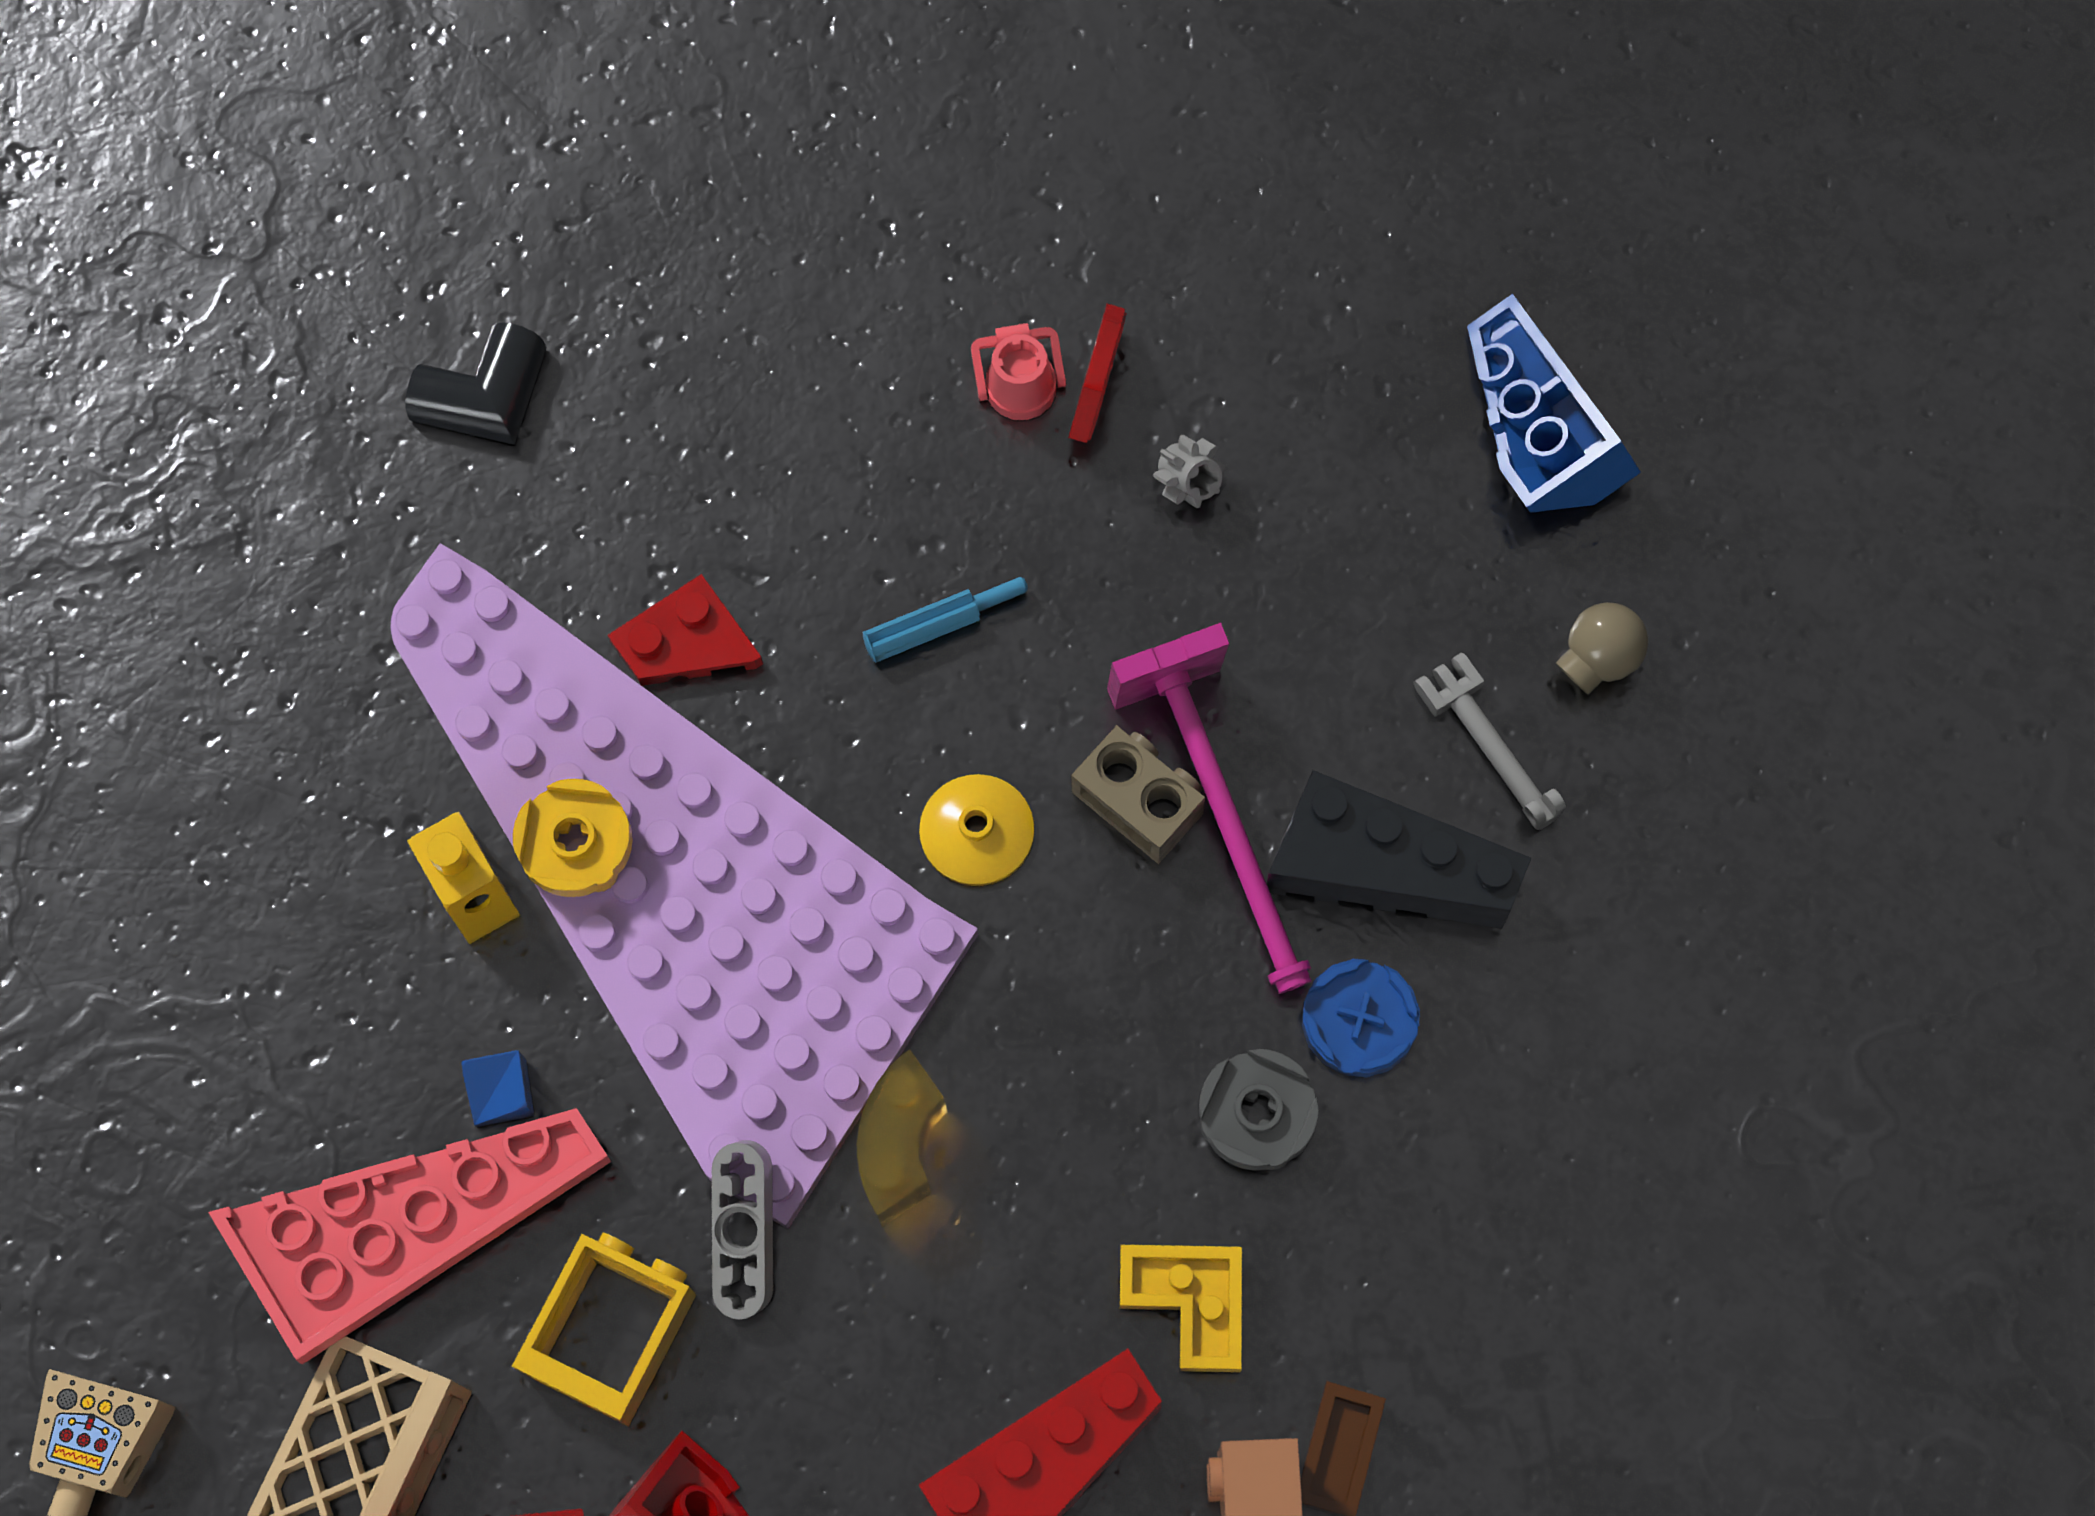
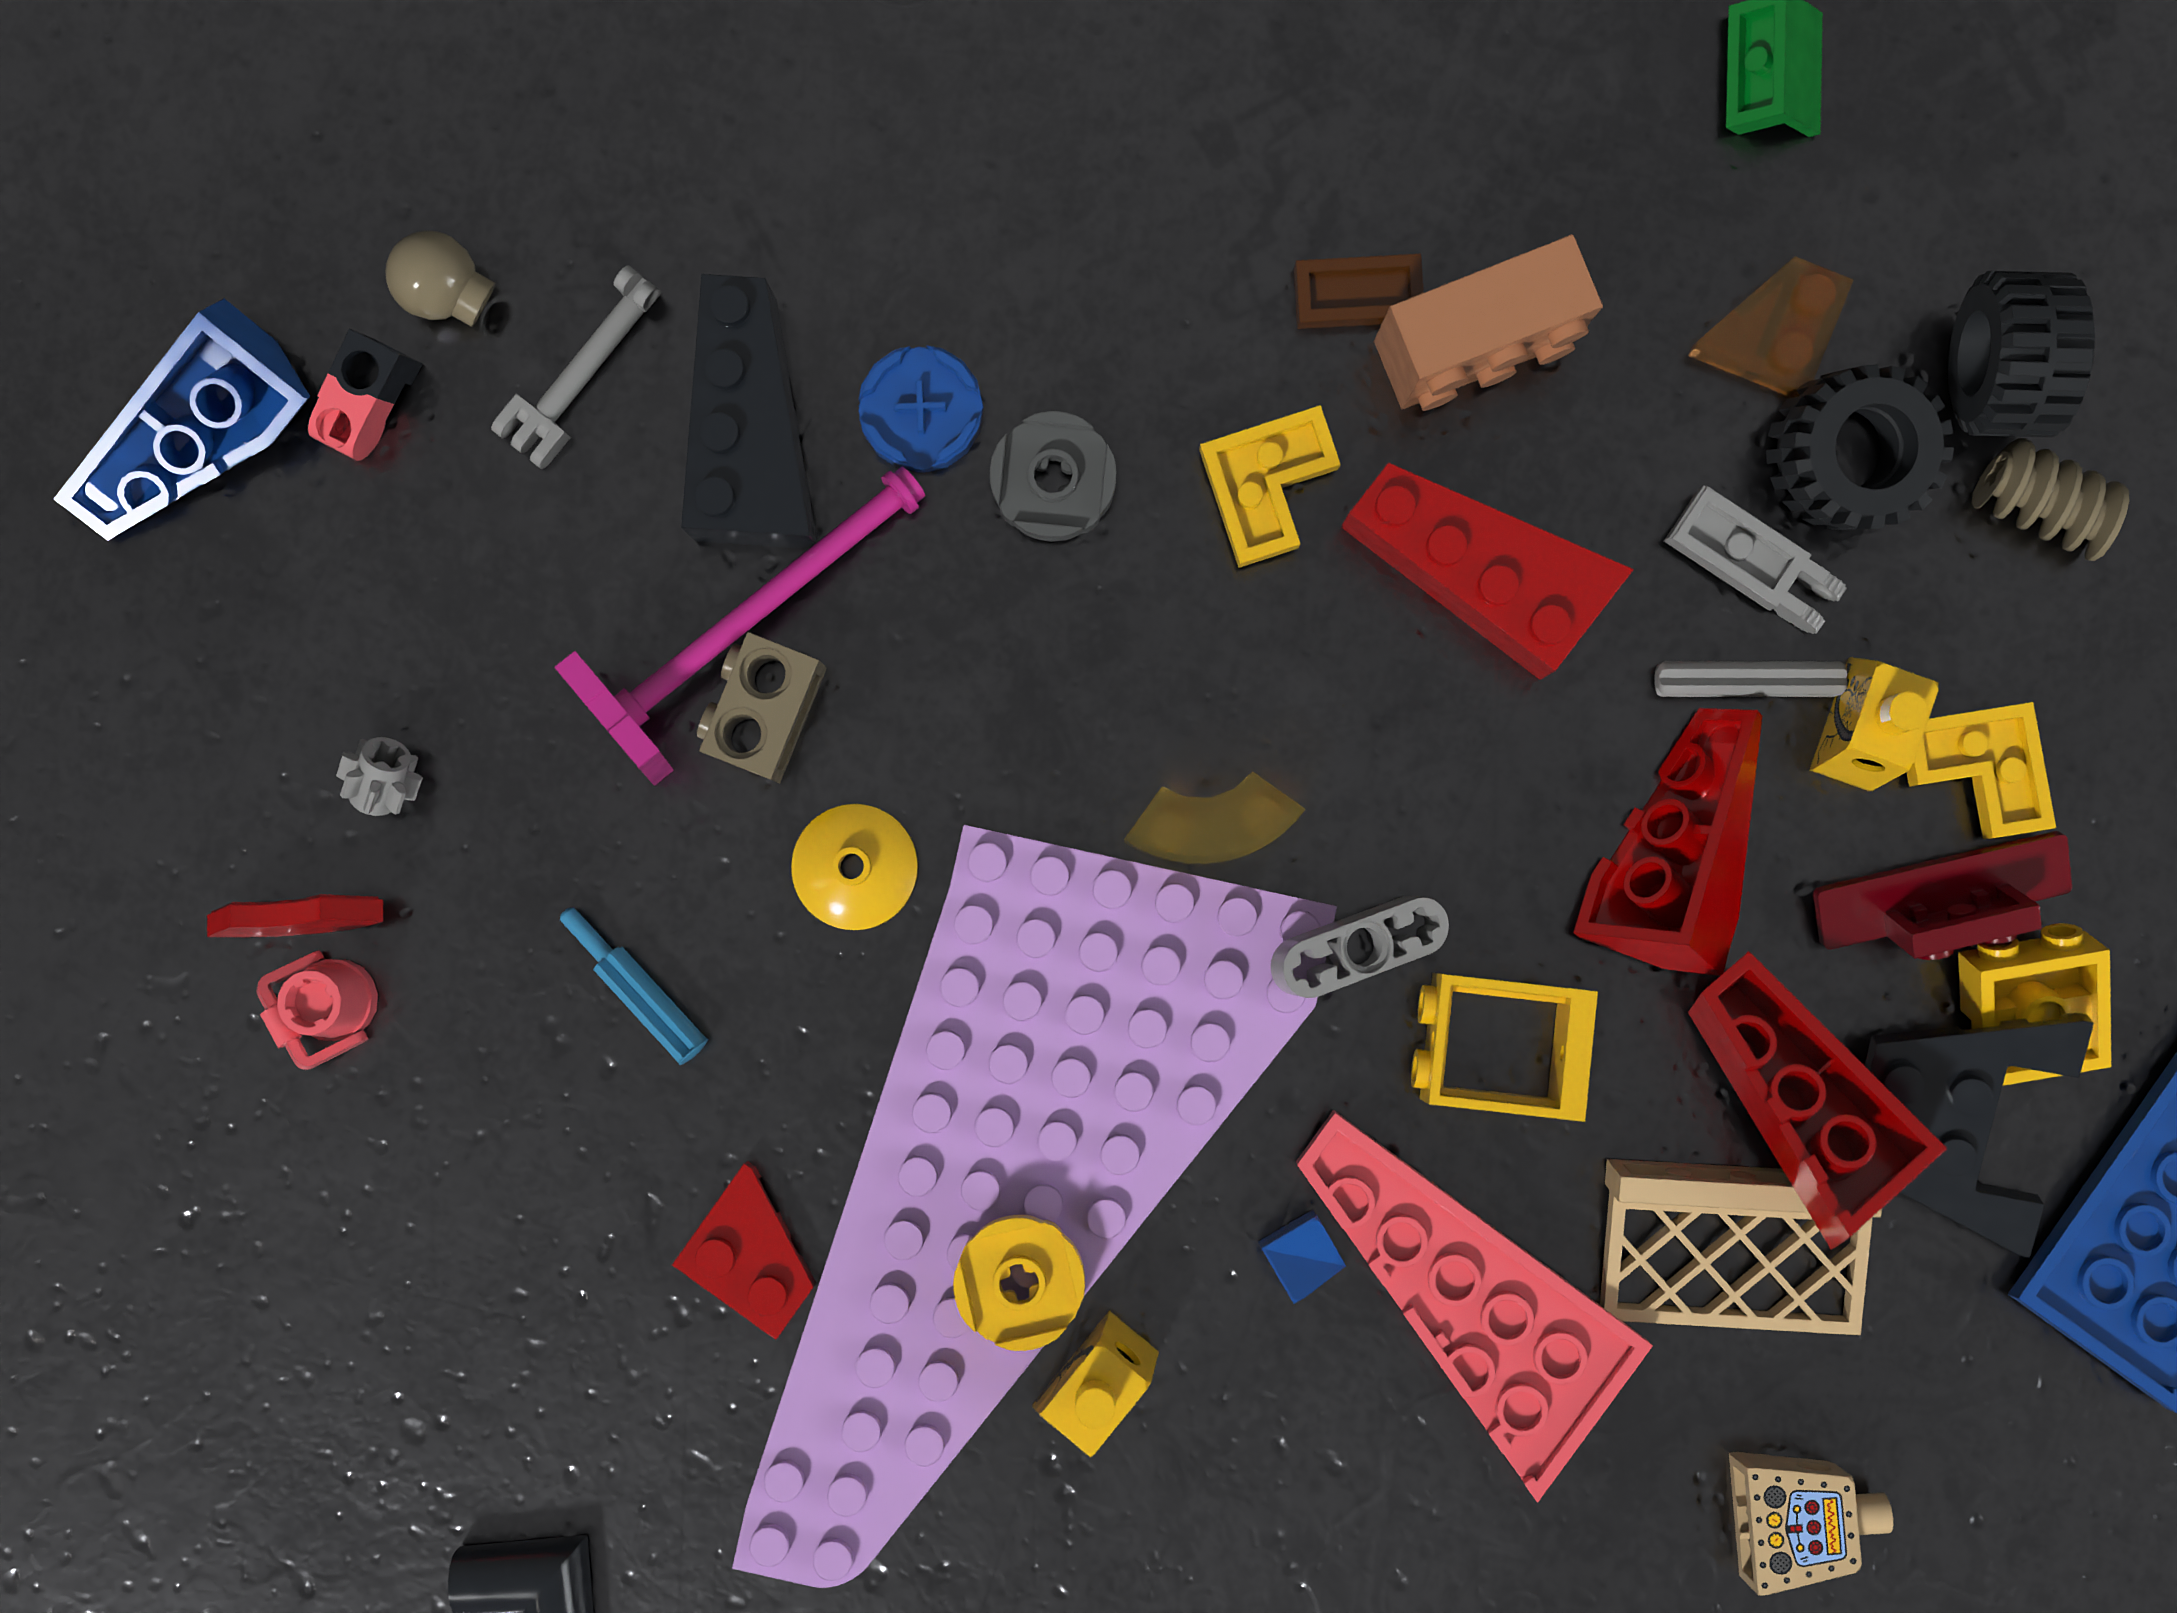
camera: 105 degrees left, 15 degrees up
(1525, 557) = (360, 394): none -> leg

